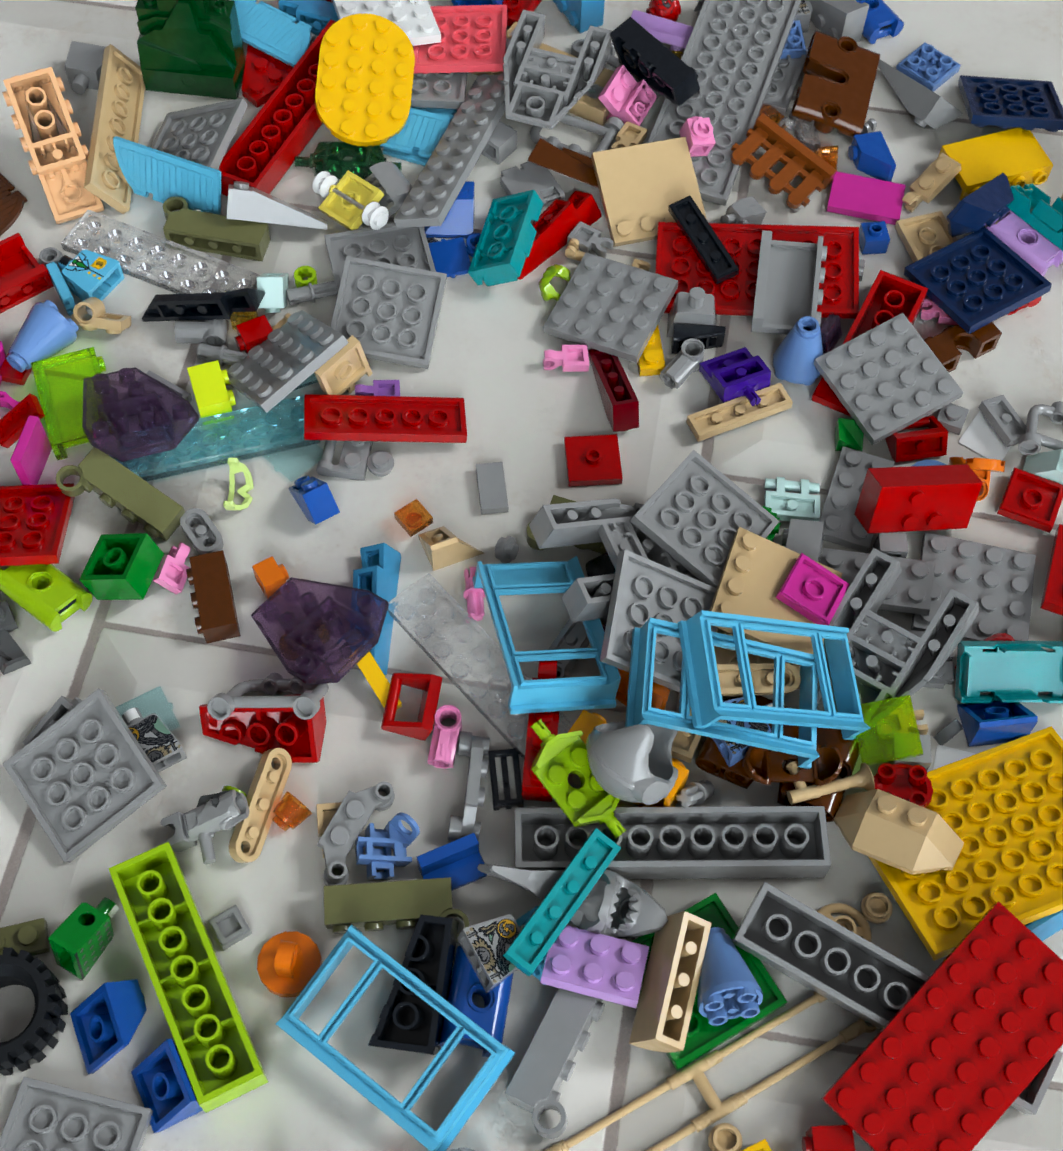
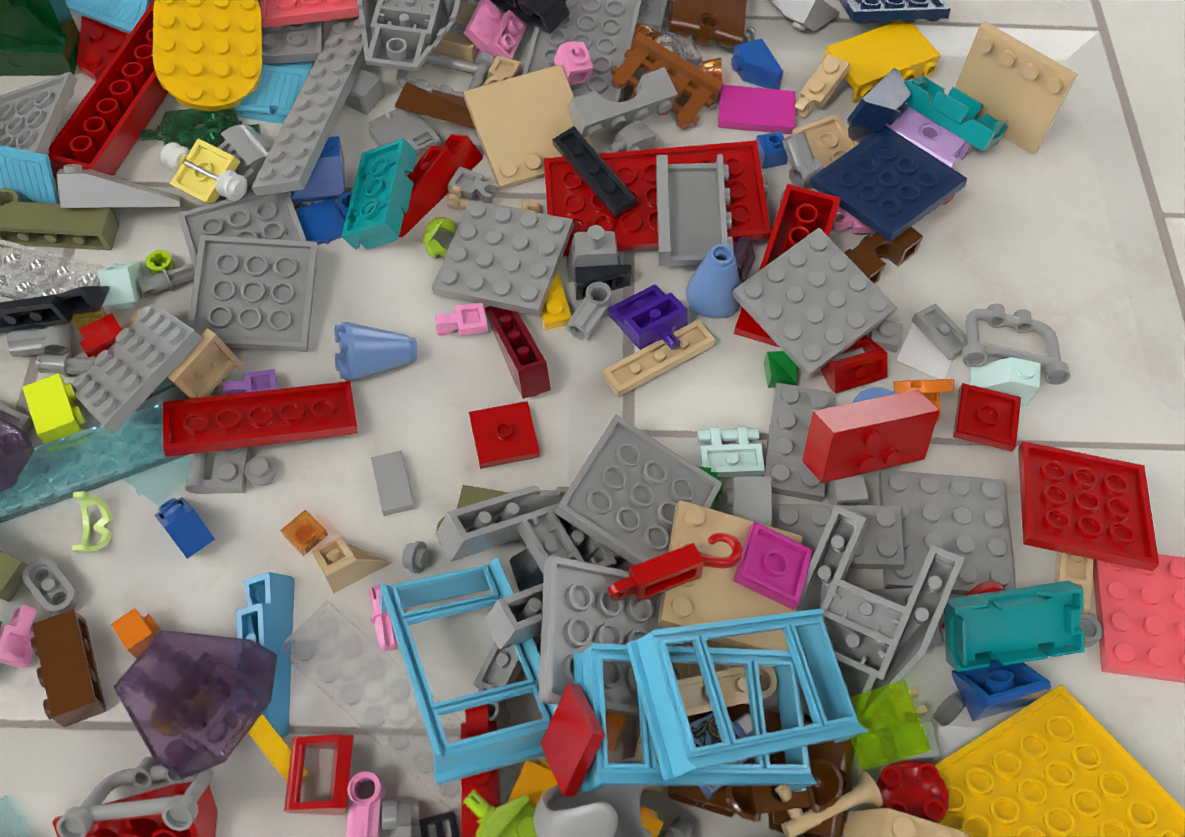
camera: 10 degrees left, 0 degrees up
(484, 373) = (370, 350): none -> medium blue cone
(624, 689) = (572, 740): none -> red tile
(711, 186) = (594, 114): none -> light grey arch
(724, 577) = (673, 569): none -> red piece
(899, 249) = (801, 159): none -> light grey piece

